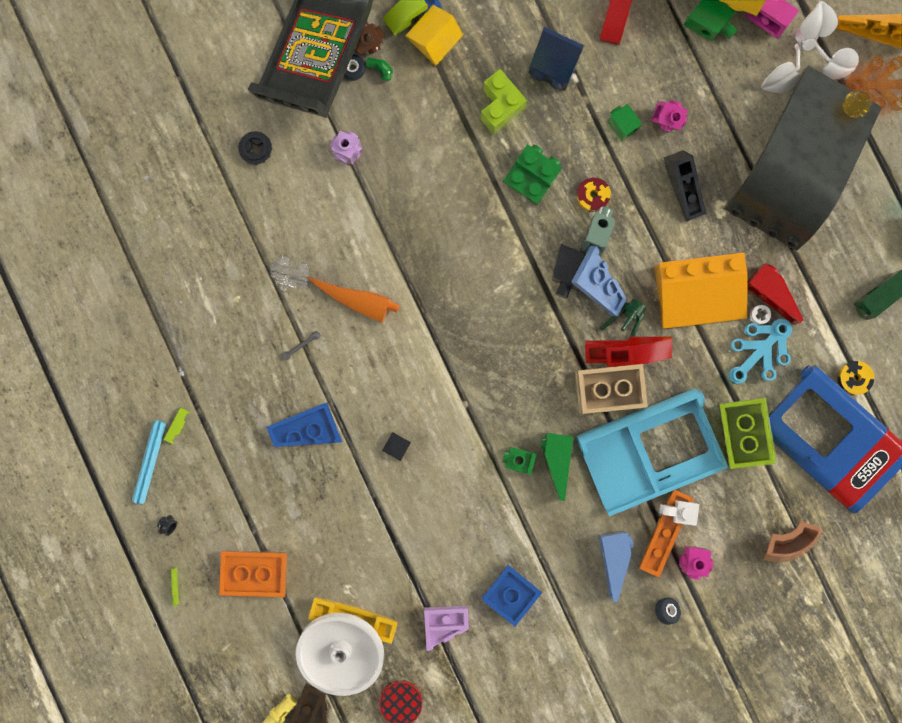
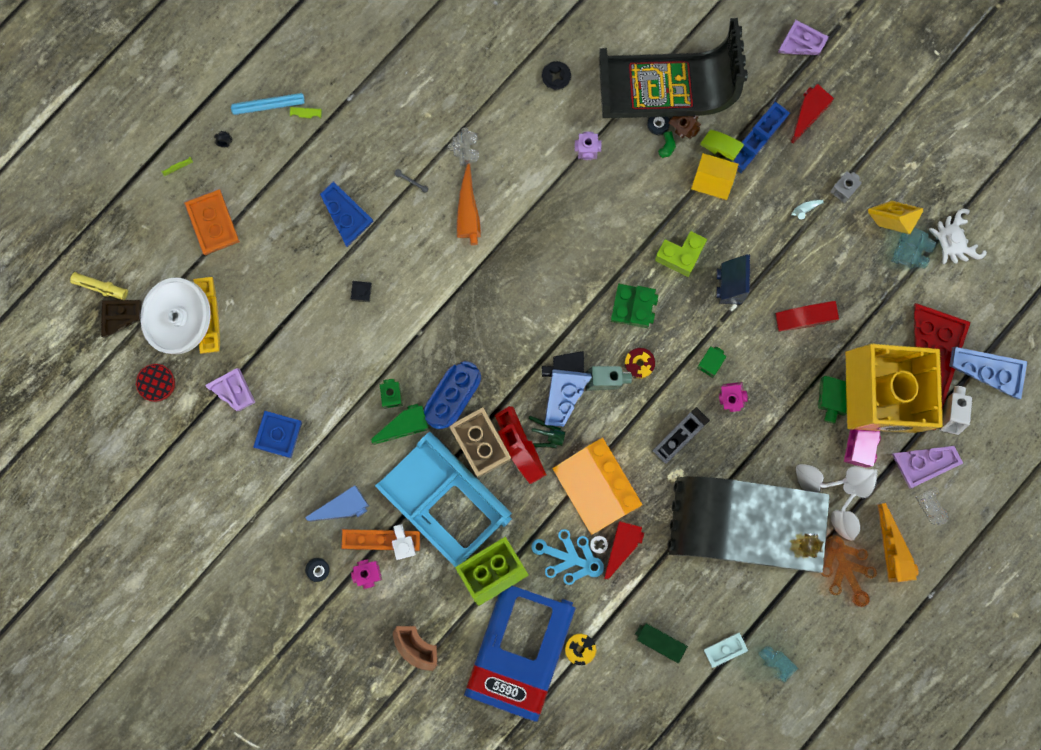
camera: 75 degrees right, 5 degrees down
(549, 397) = (452, 395): none -> blue tile

